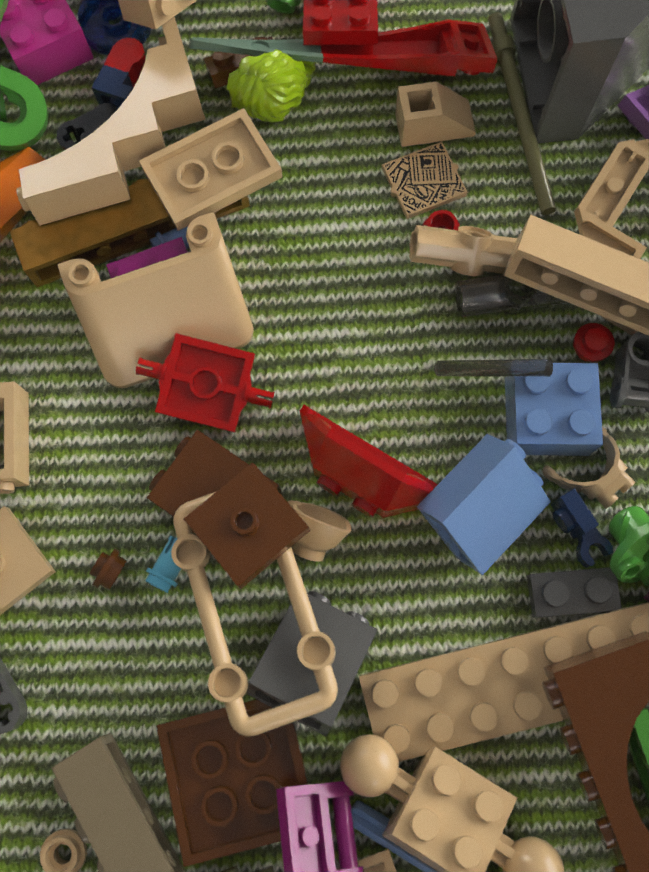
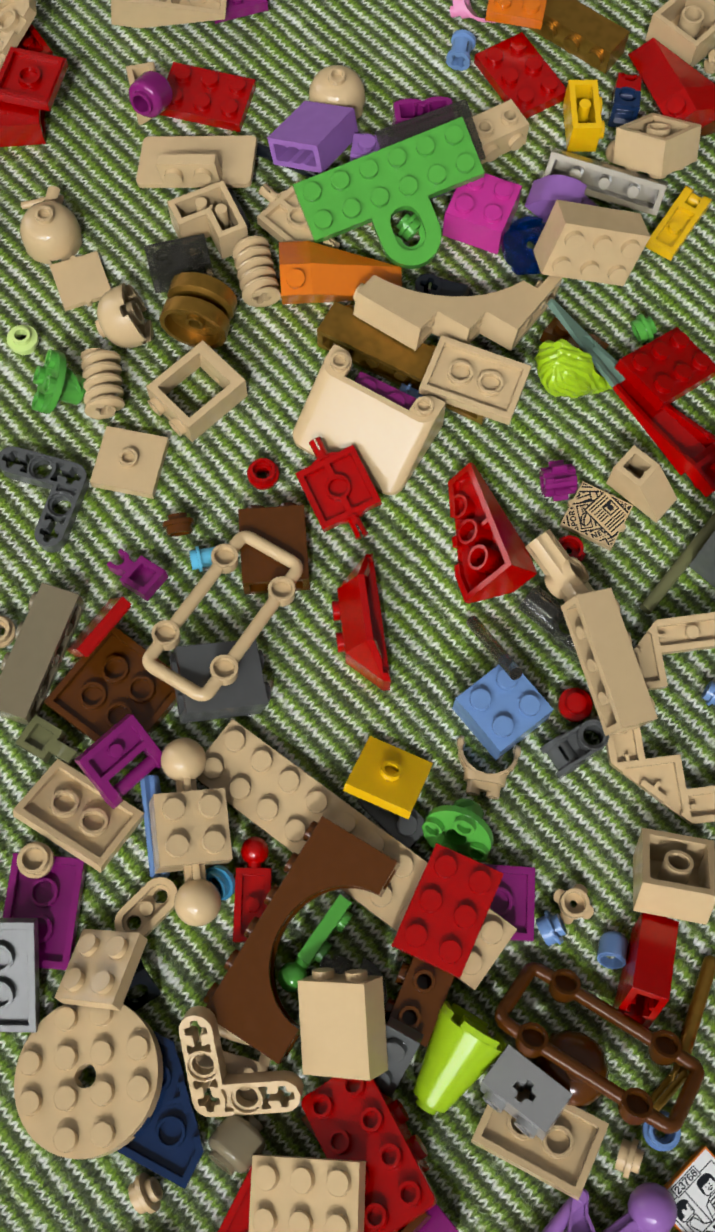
camera: 45 degrees right, 5 degrees down
(117, 435) = (263, 465): none -> red plate
(120, 72) = (496, 276): leg -> none
(129, 652) = (139, 576): none -> magenta plate
(155, 746) = (99, 627): none -> red tile
(247, 525) = (266, 573): reddish brown plate -> none
(326, 530) = (301, 623): tan piece -> none
(368, 182) = (558, 480): none -> magenta gear
(378, 294) = (487, 545): none -> red wedge
(485, 502) = (402, 708): medium blue brick -> none
(523, 823) = (222, 879): none -> dark azure plate
(544, 571) = (388, 777): none -> yellow plate
(552, 797) = (250, 886): none -> red plate
(575, 518) = (441, 775): dark blue plate -> none

